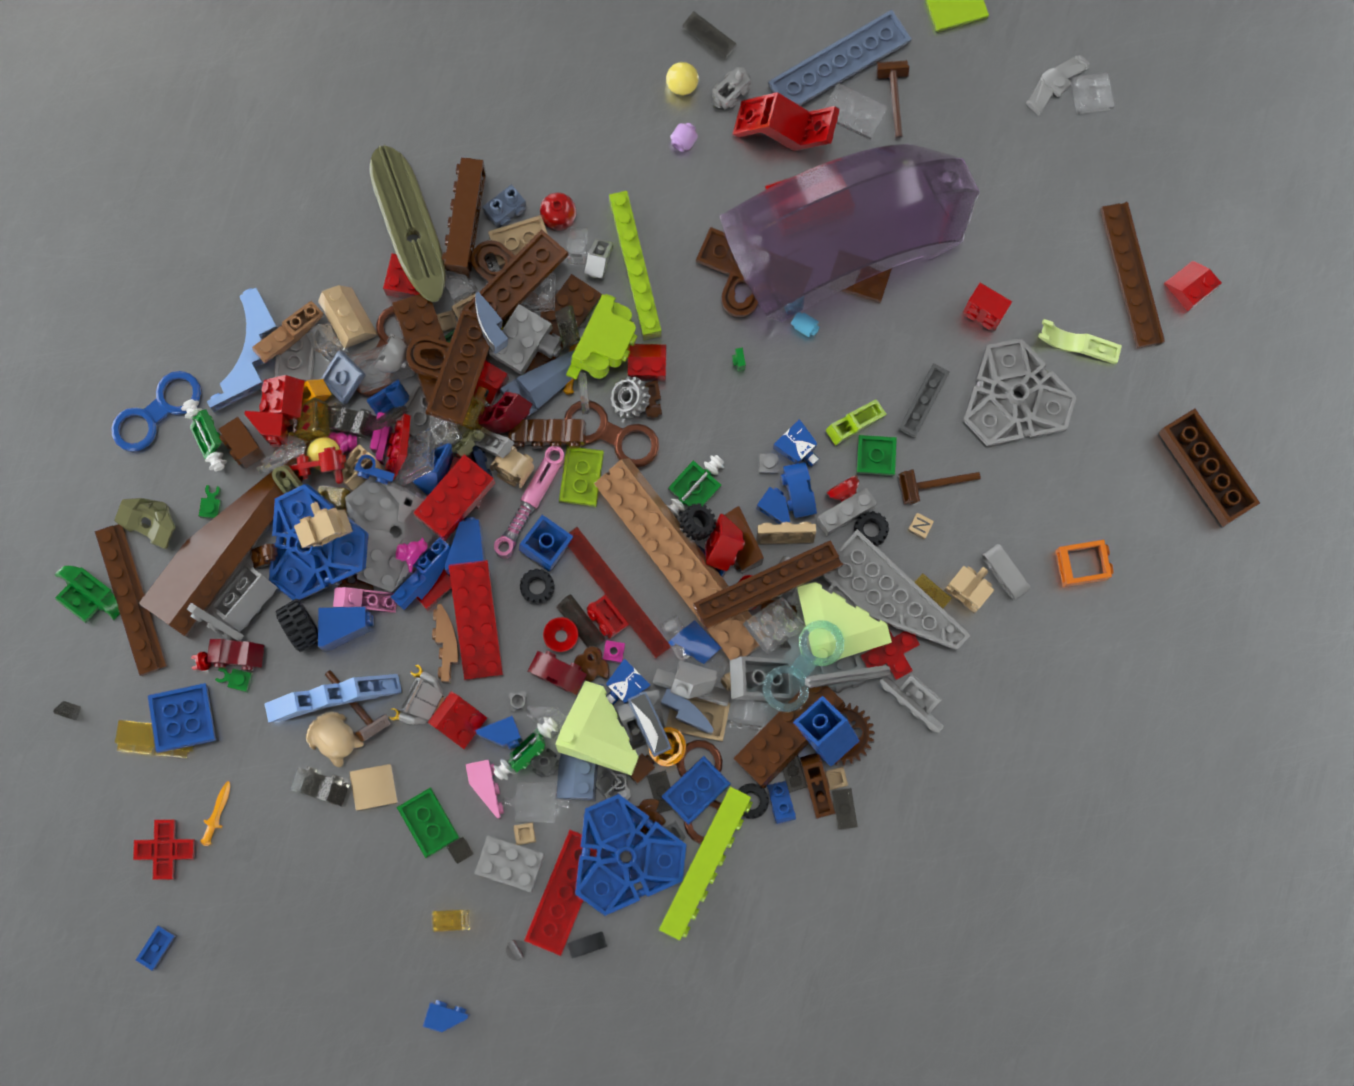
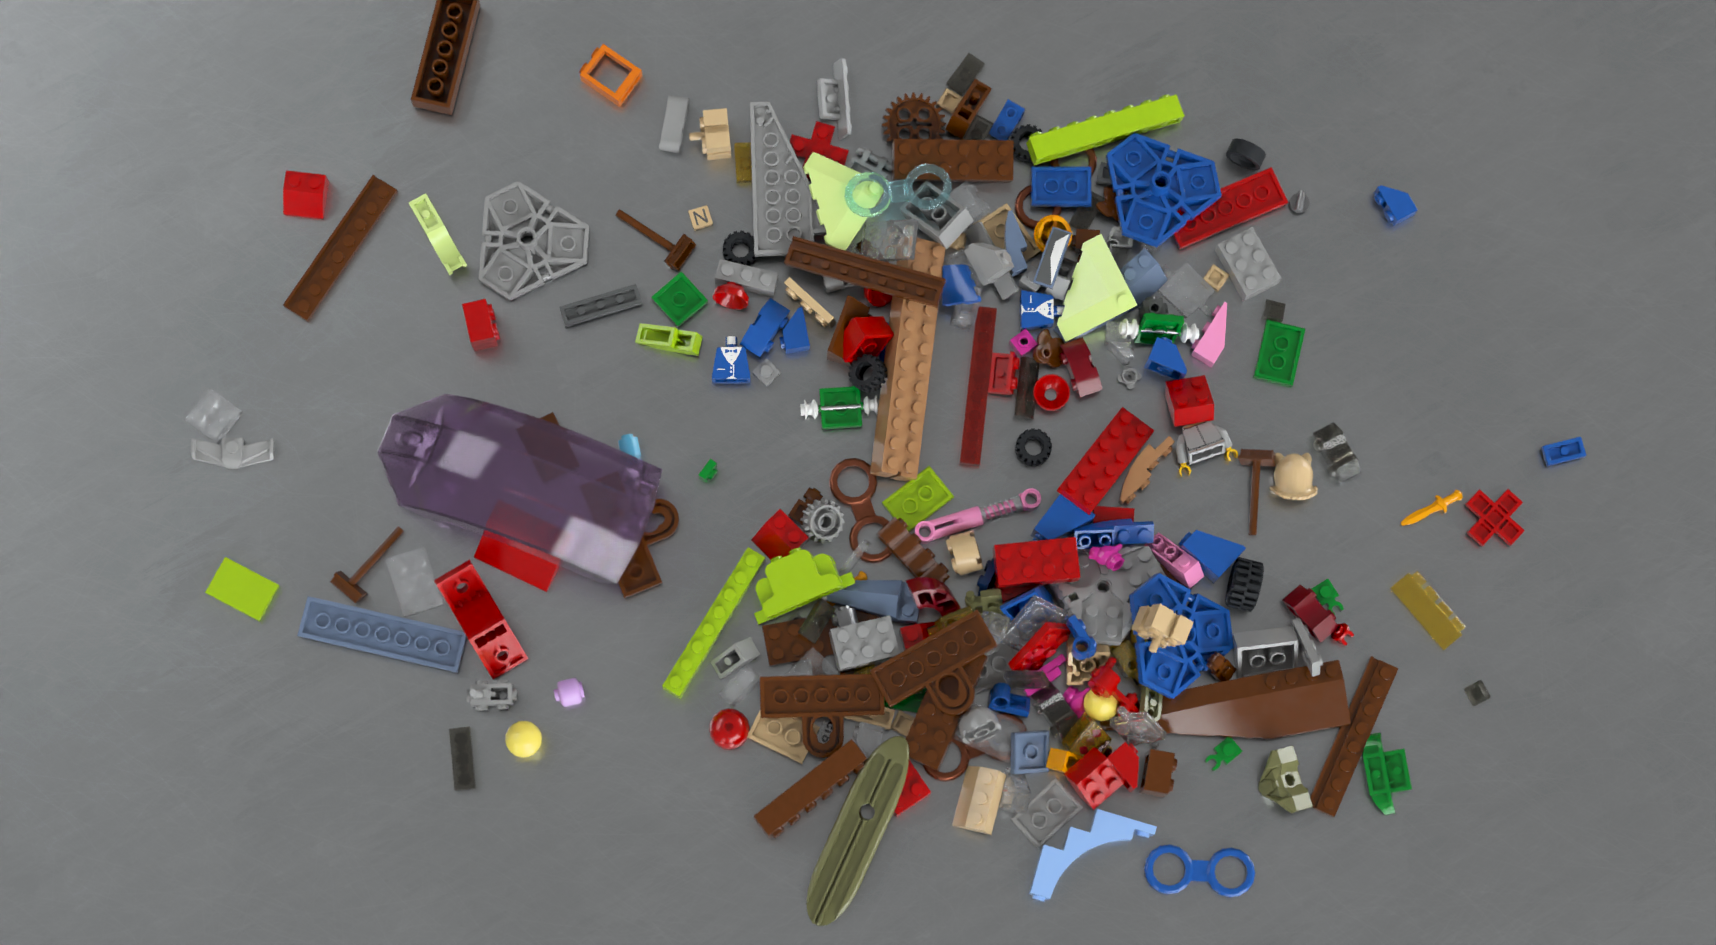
camera: 140 degrees left, 0 degrees up
(181, 718) = (1395, 602): blue plate -> none
(205, 434) = (1180, 807): plate -> none
(289, 332) = (1038, 829): medium nougat slope -> none
(332, 695) = (1270, 505): light blue arch -> none
(373, 787) = (1296, 415): tan slope -> none
(450, 920) = (1330, 266): clear yellow torso -> none
(490, 324) = (880, 670): sand blue slope -> none
(495, 444) = (963, 578): light grey plate -> none
(504, 207) = (768, 771): sand blue brick -> none
(545, 543) = (996, 470): blue slope -> none
(827, 731) = (929, 128): blue slope -> none
(847, 676) = (871, 156): light grey axle -> none

